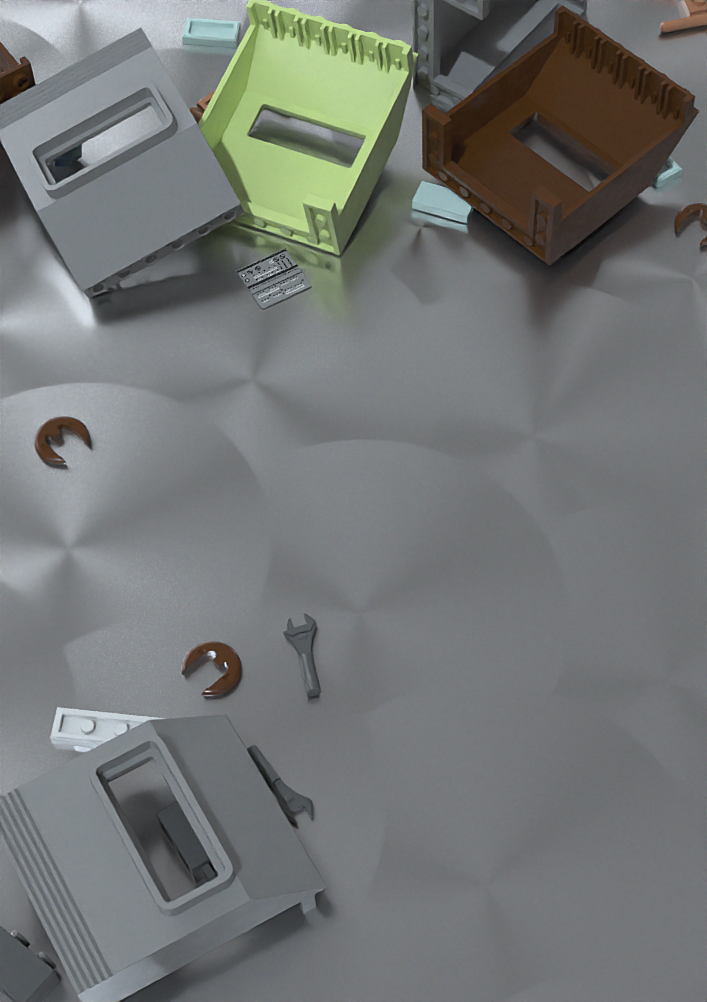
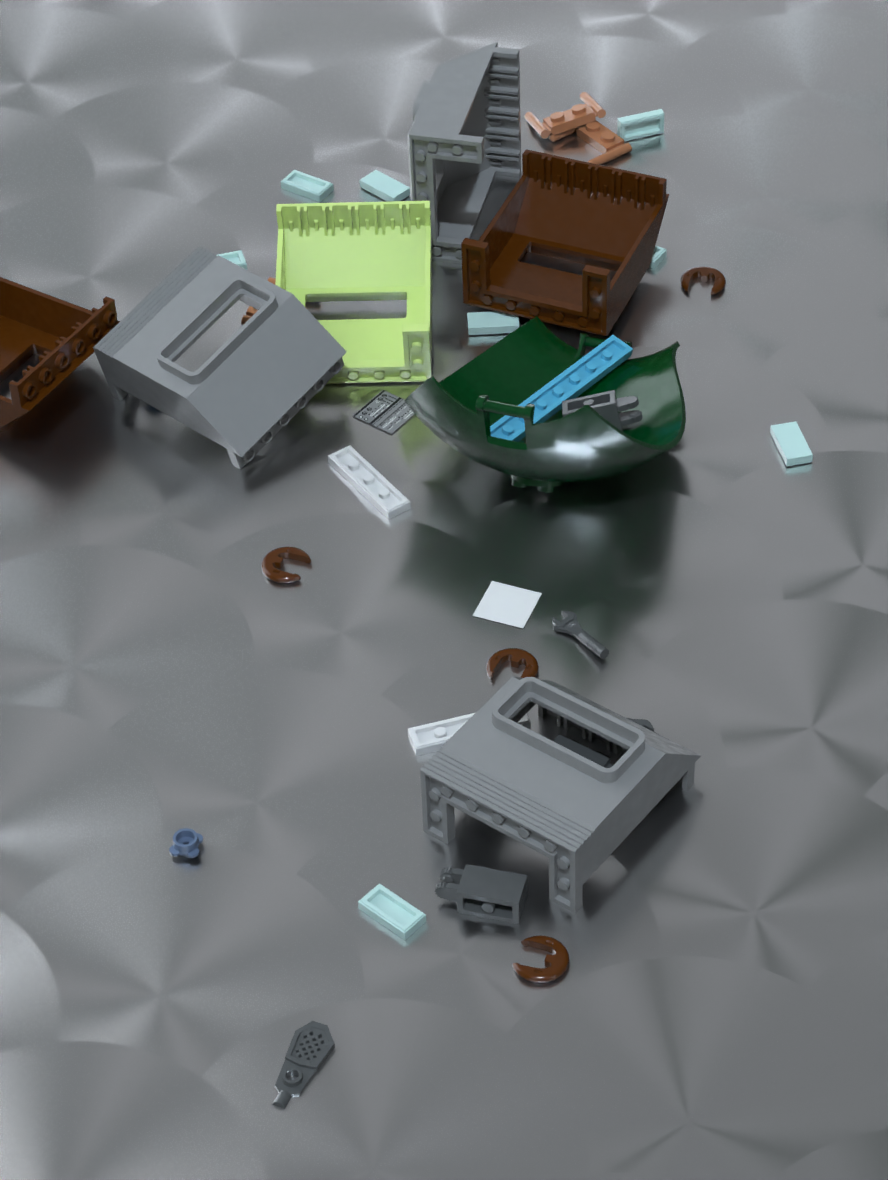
camera: 25 degrees left, 15 degrees down
(202, 365) = (369, 482): none -> white tile
(255, 580) = (507, 604): none -> white sticker
(421, 354) = (562, 447): none -> dark green panel
(439, 332) = (565, 387): none -> medium azure plate
(470, 375) = (608, 407): none -> dark grey hinge
(676, 482) = (791, 443): none -> light aqua tile

